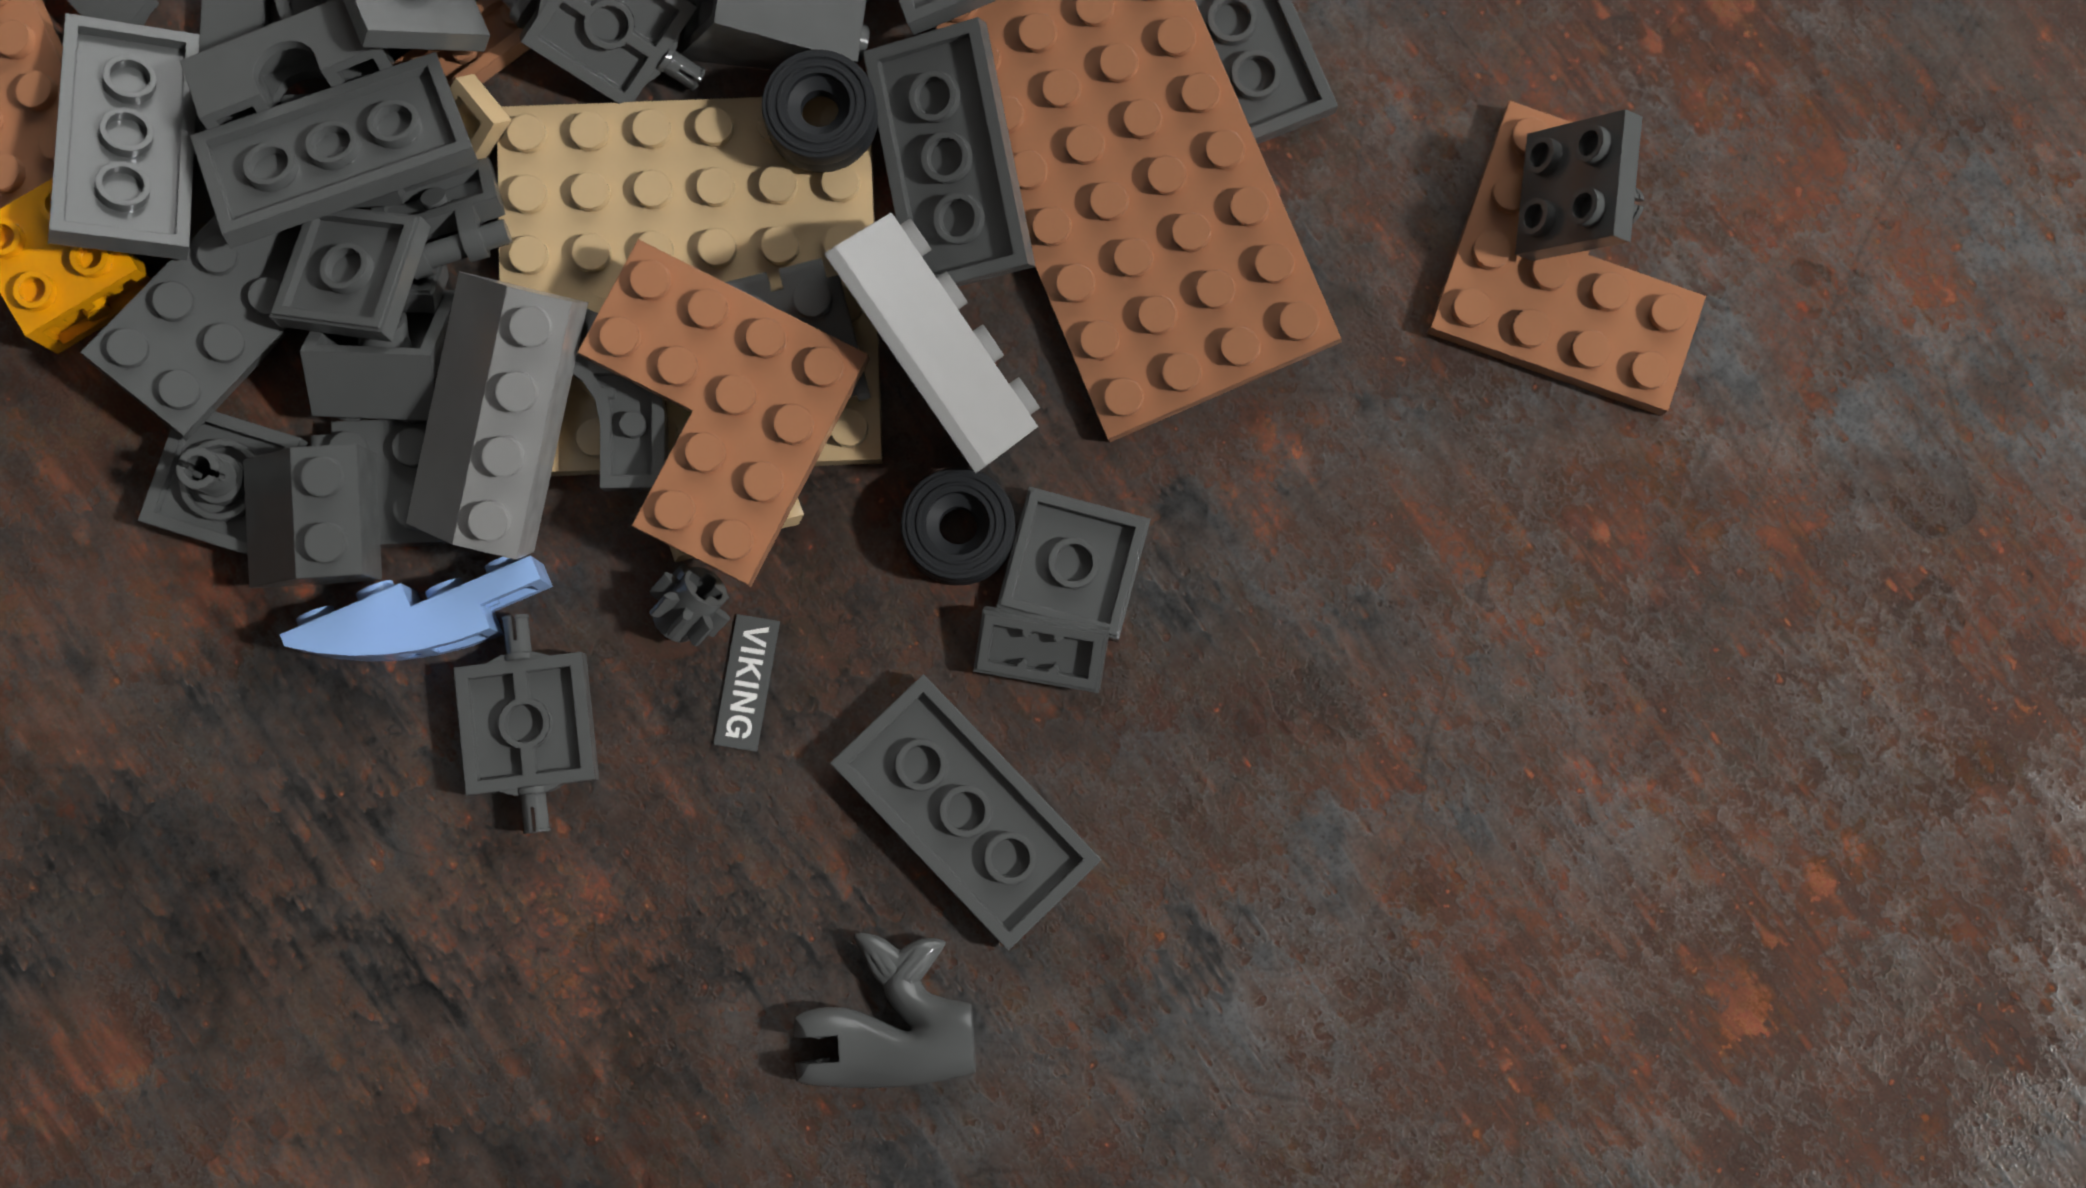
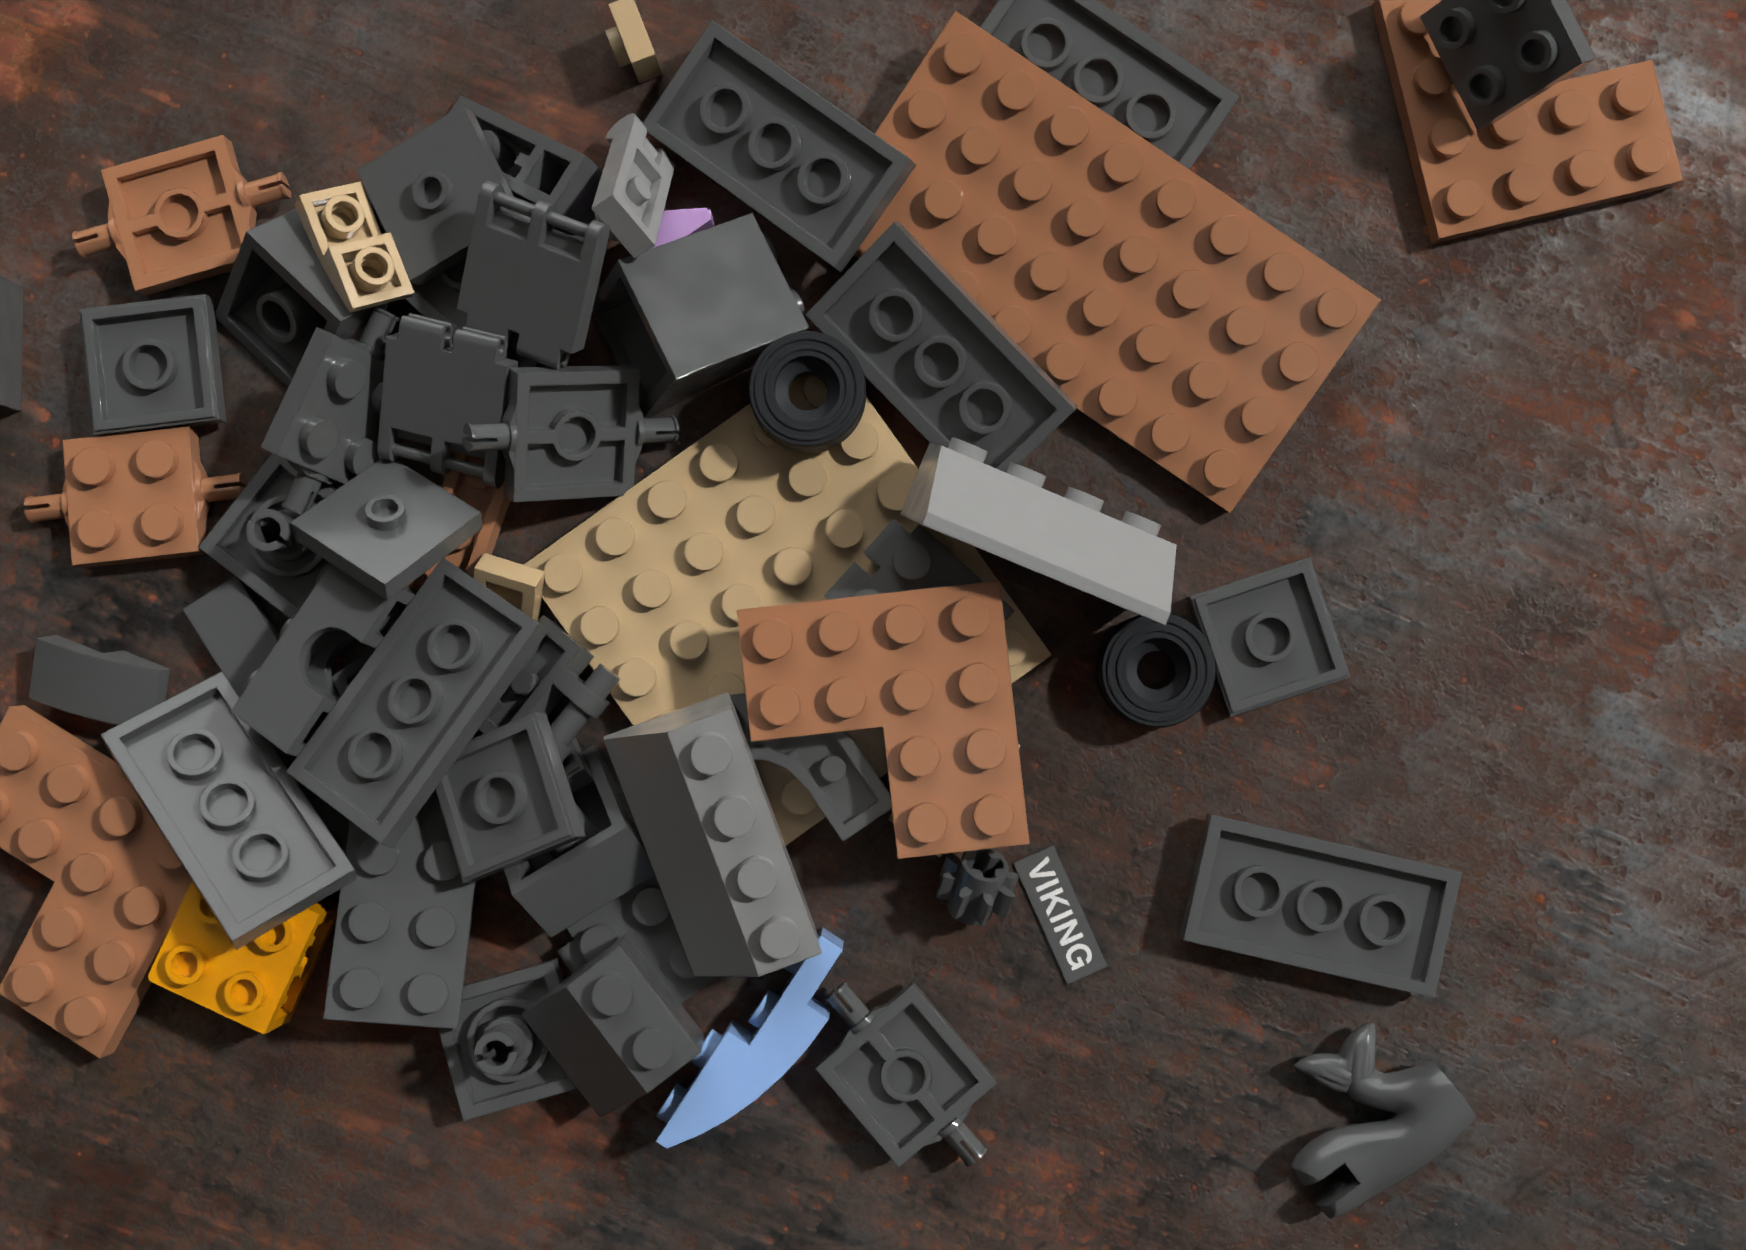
camera: 30 degrees left, 5 degrees up
(1041, 649) = (1294, 727): dark grey plate -> none

